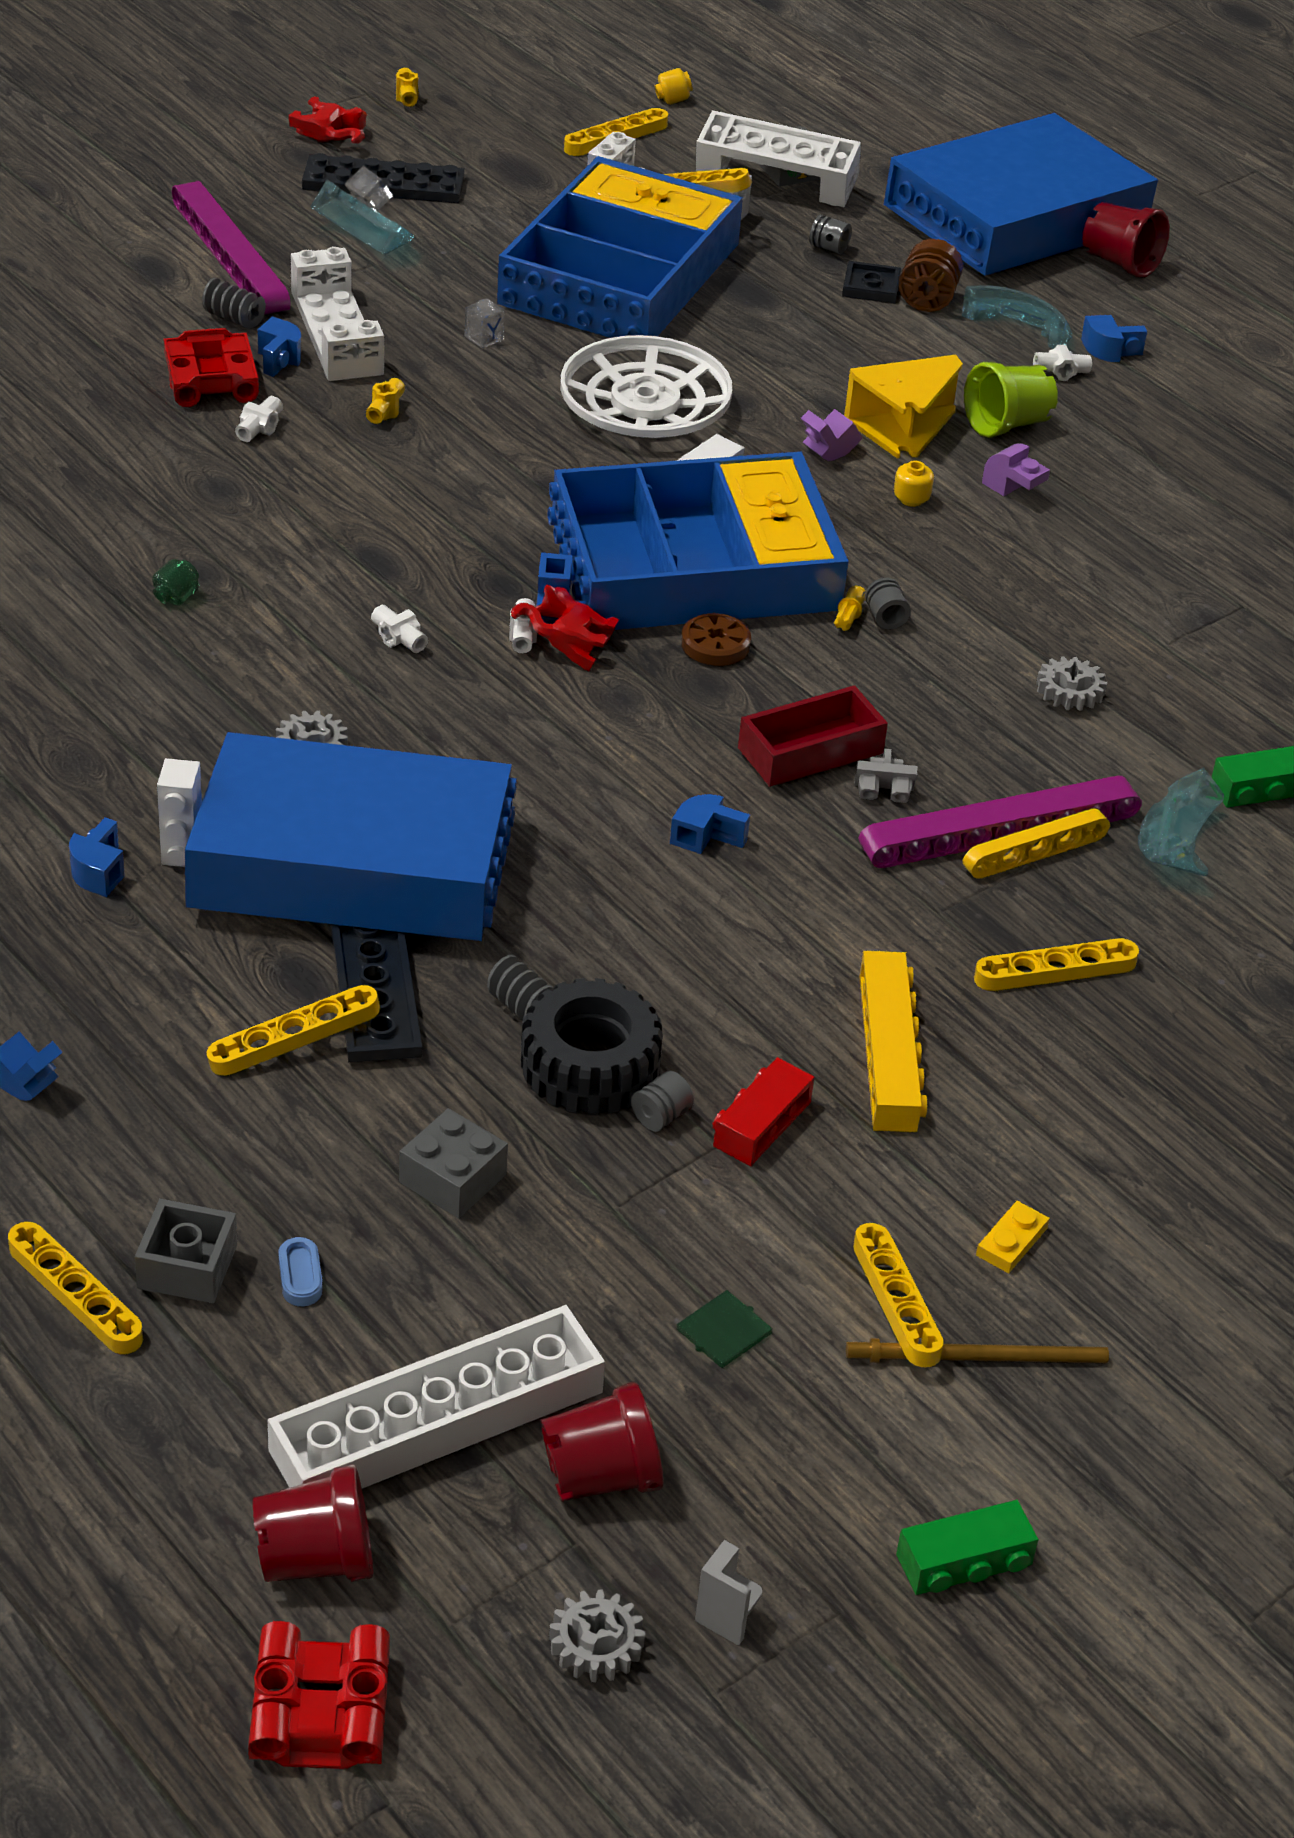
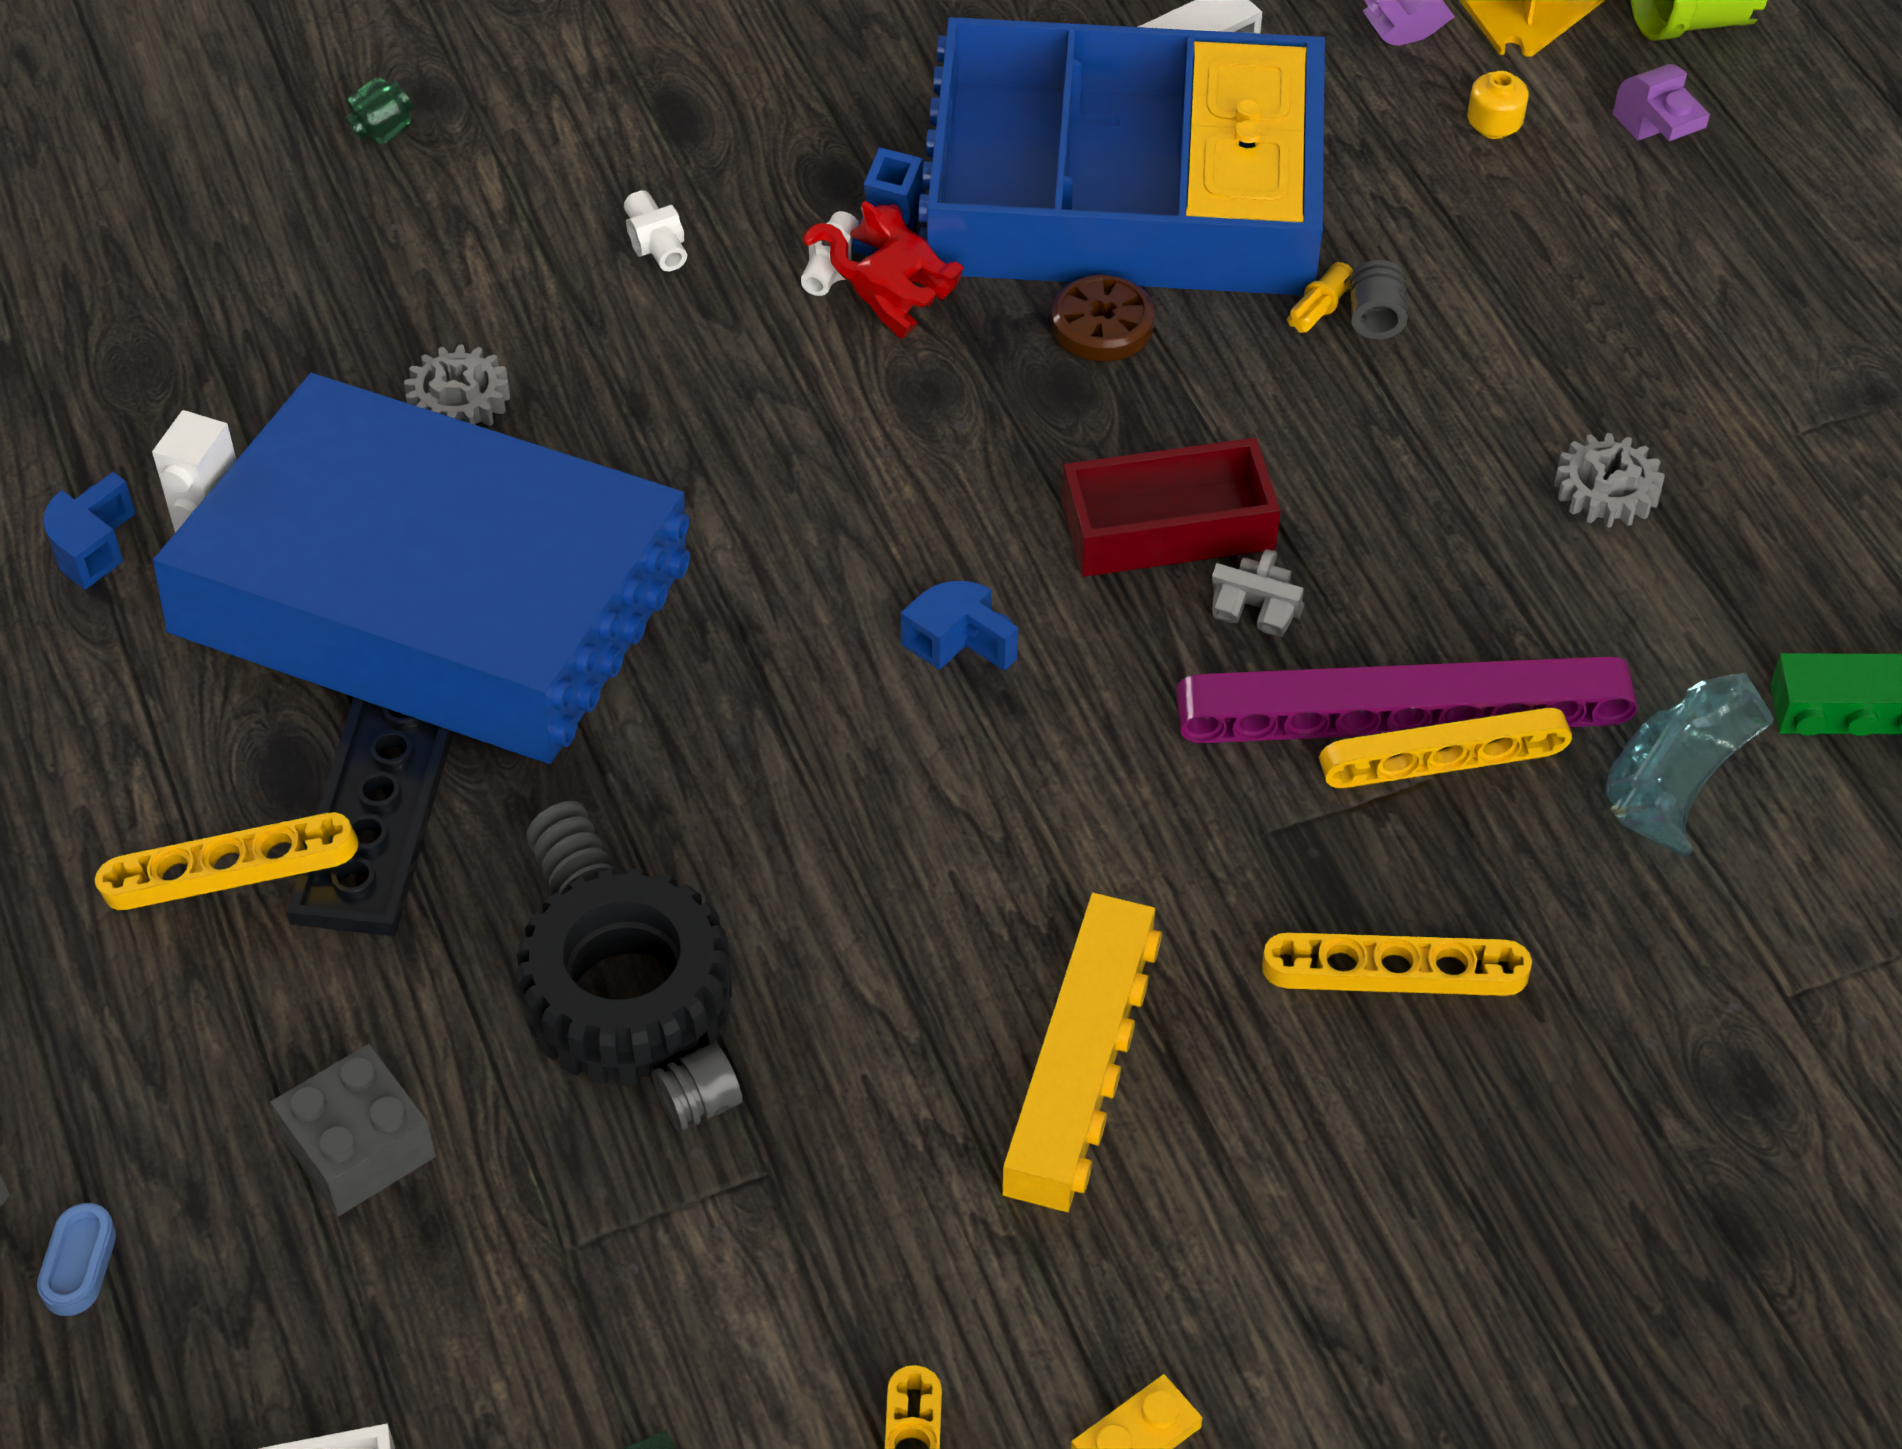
camera: 20 degrees right, 10 degrees up
(762, 1111) = (839, 1134): red brick -> none

